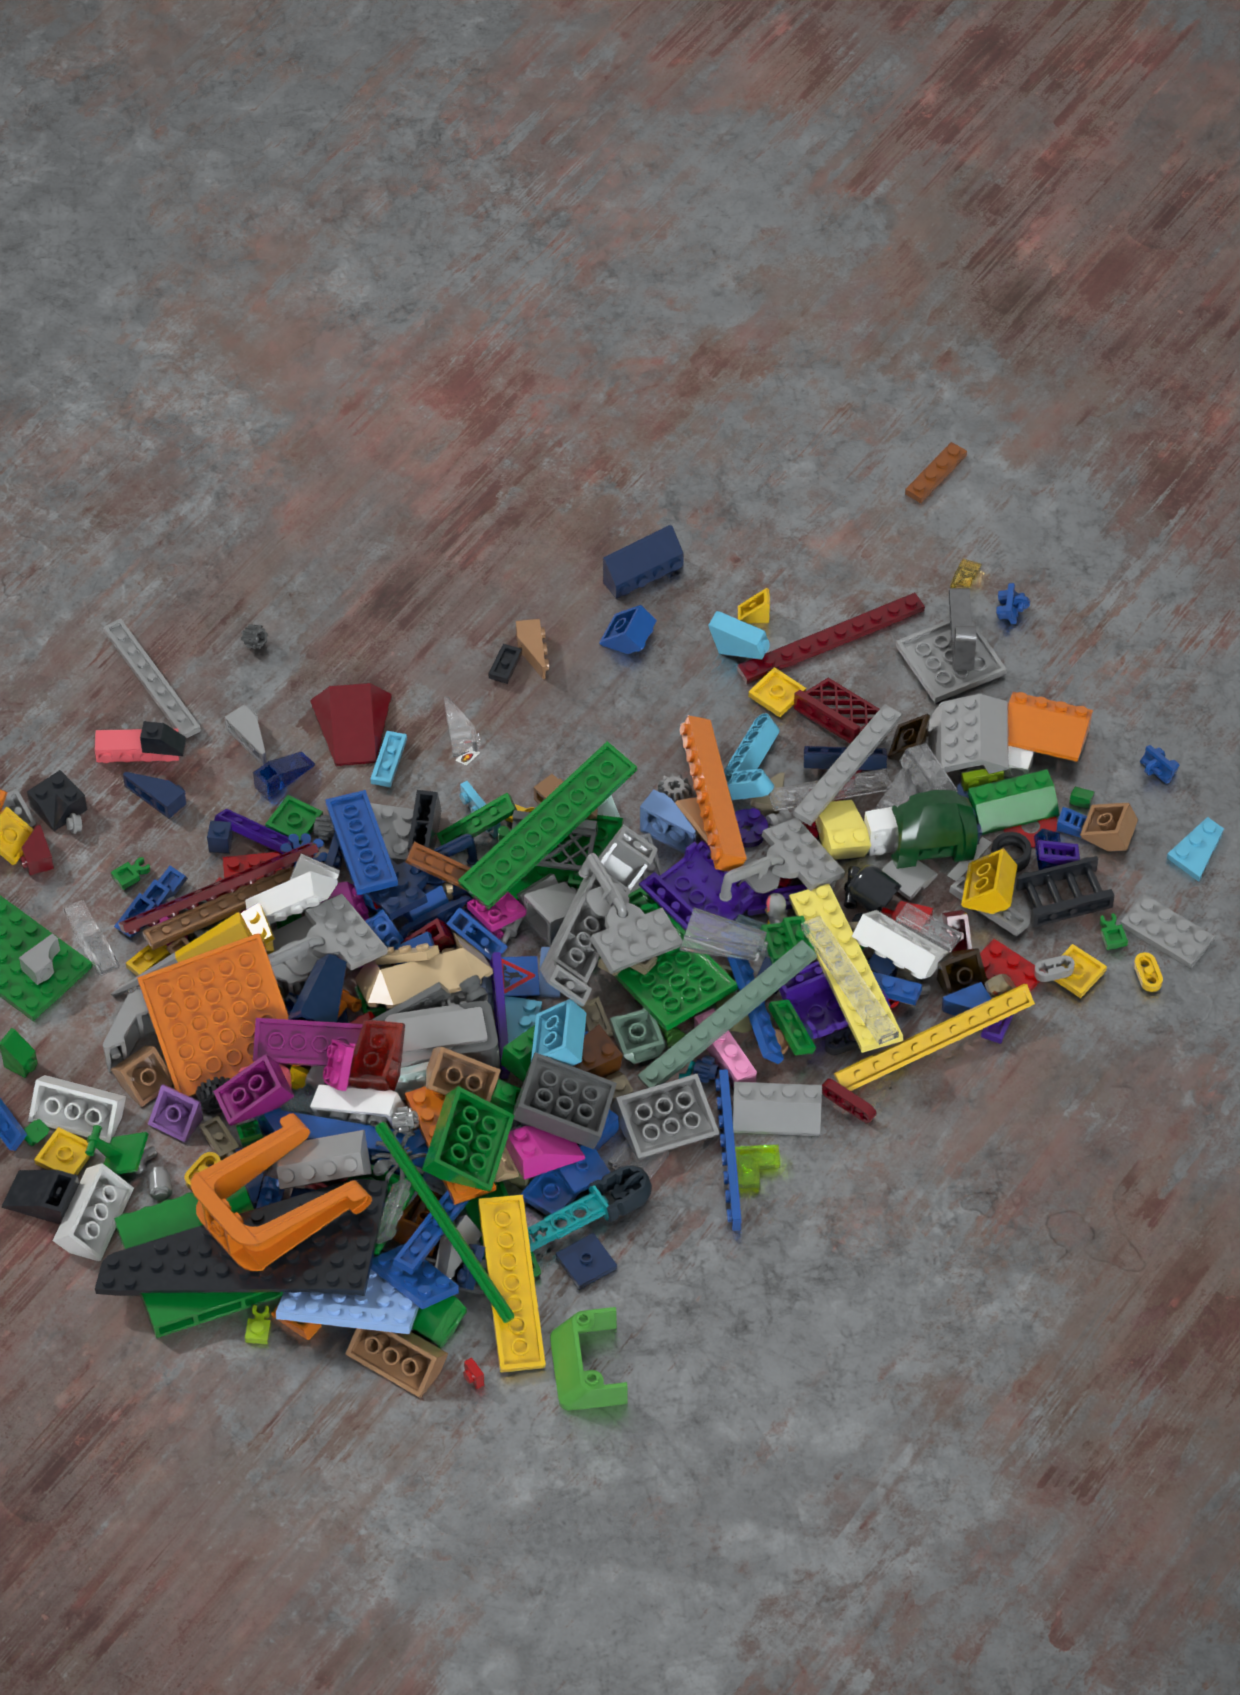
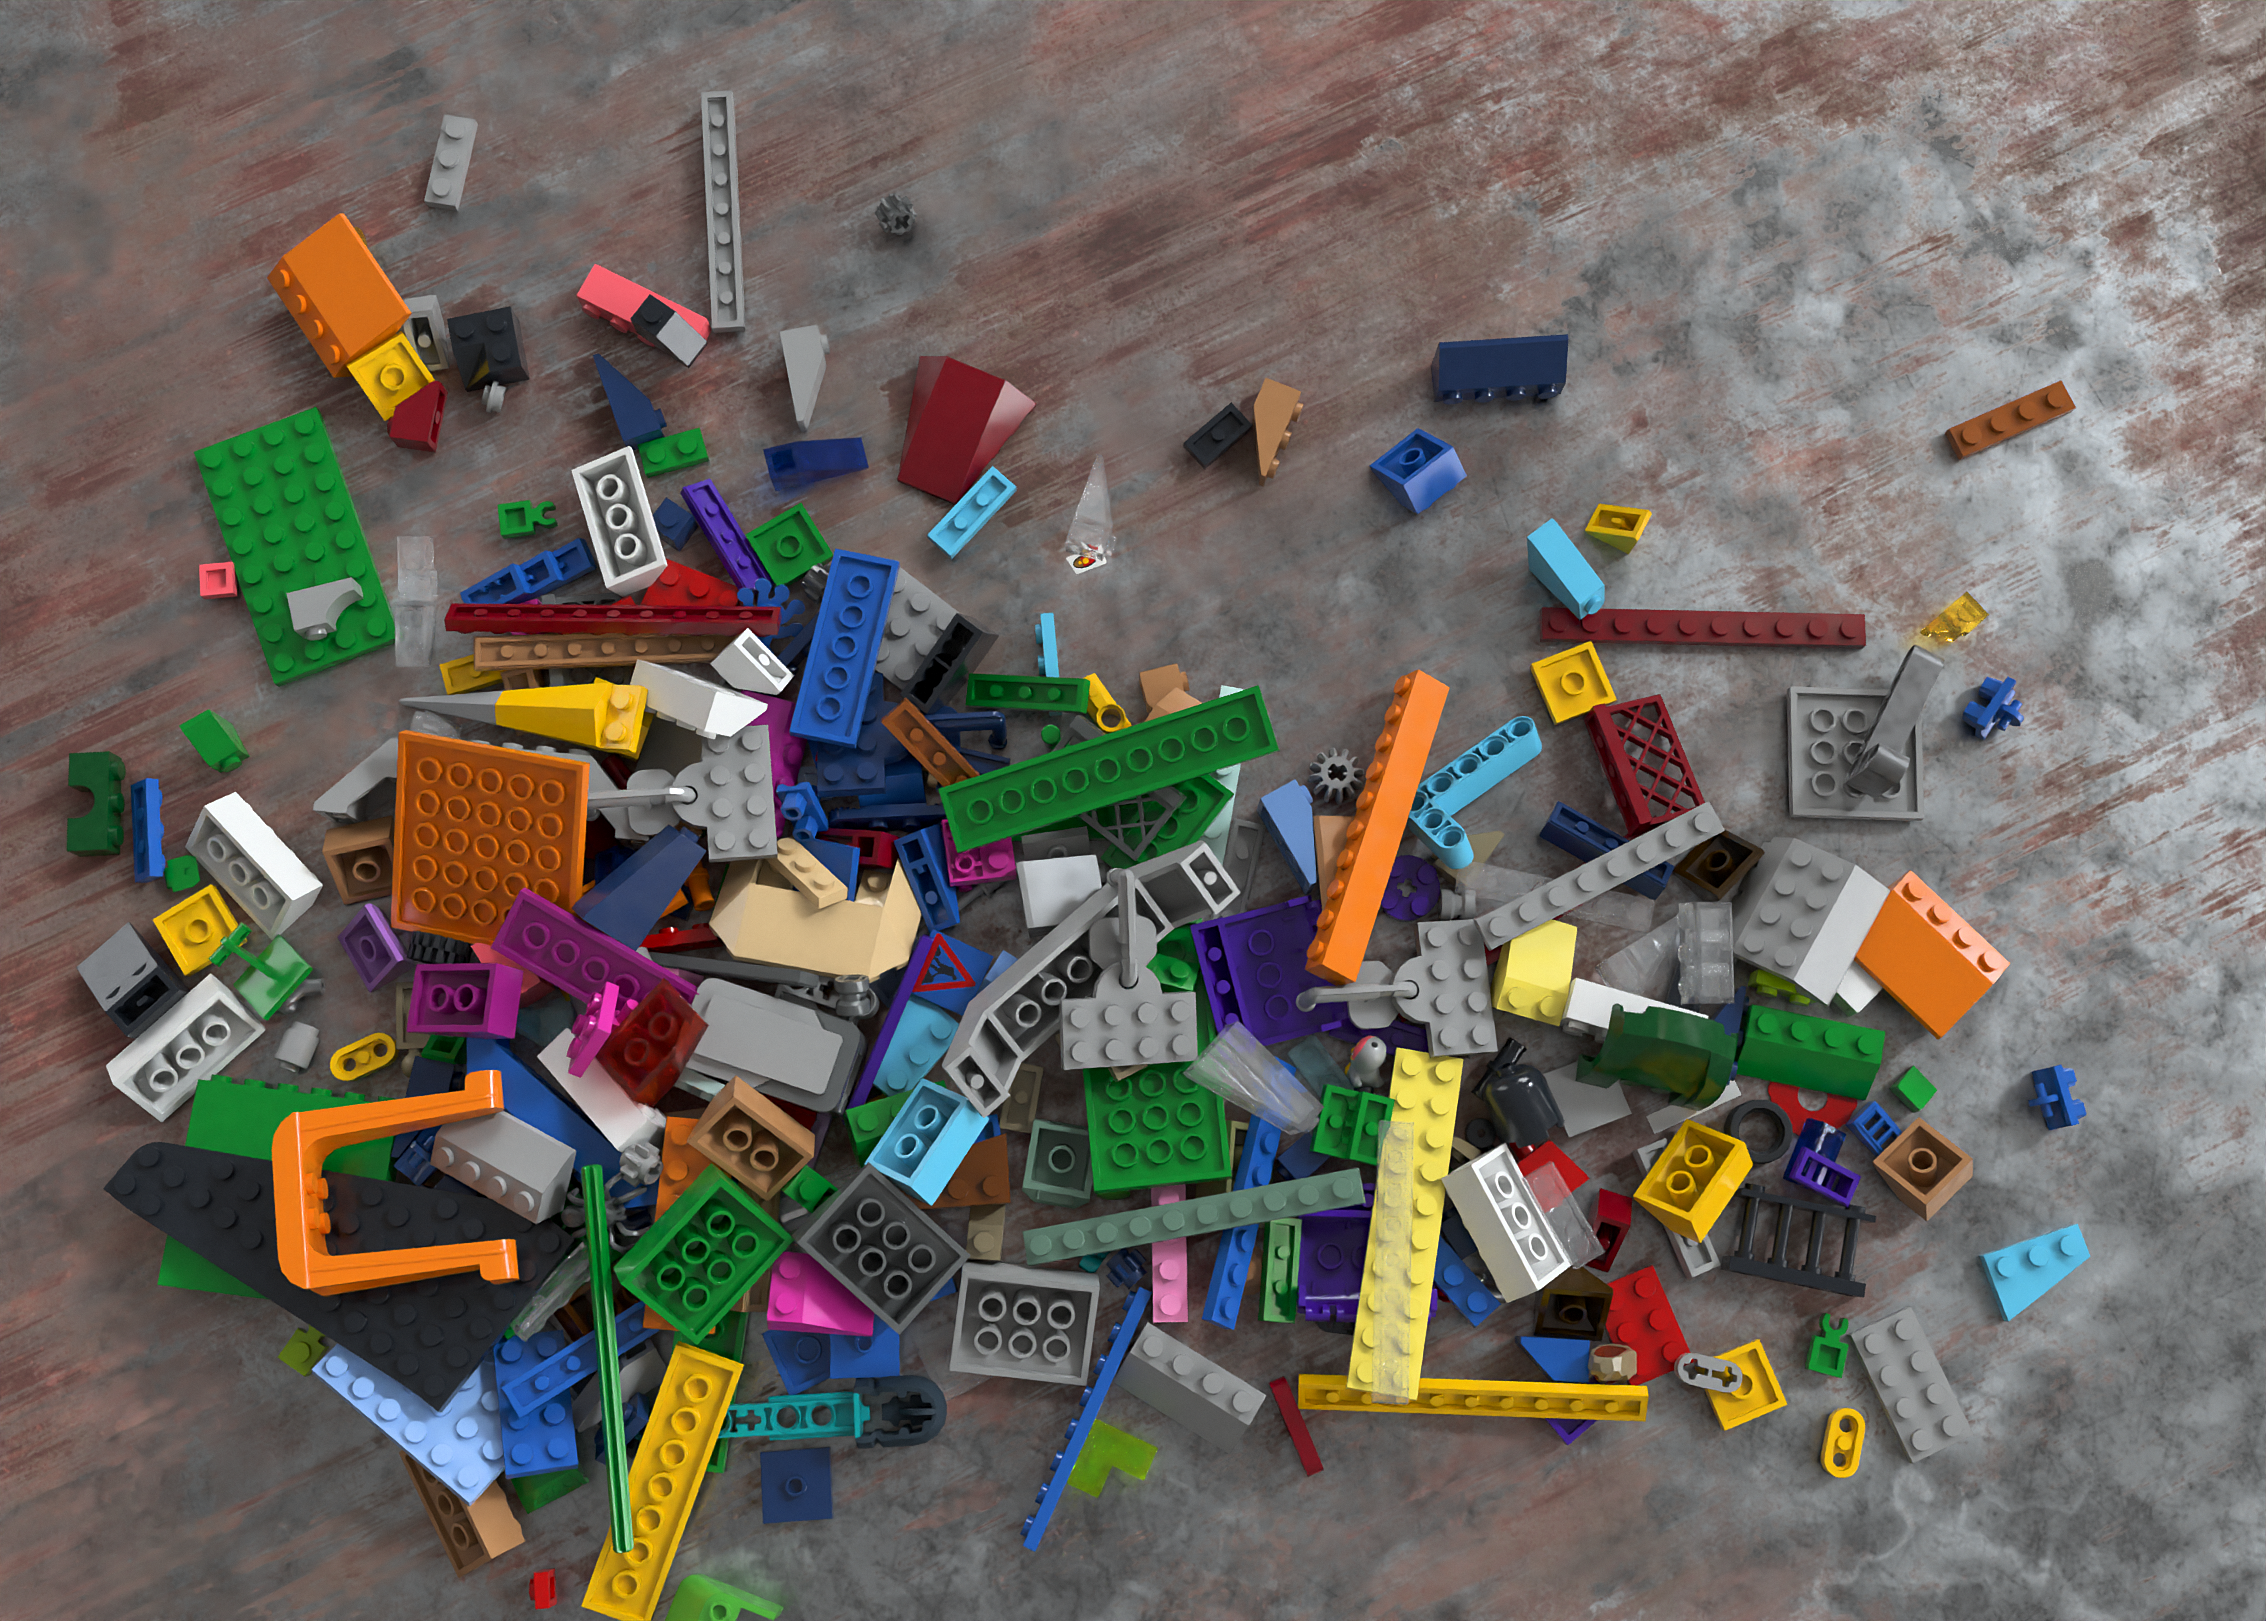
camera: 25 degrees right, 25 degrees up
(192, 843) = (620, 522): none -> white slope
(196, 806) = (673, 452): none -> green plate

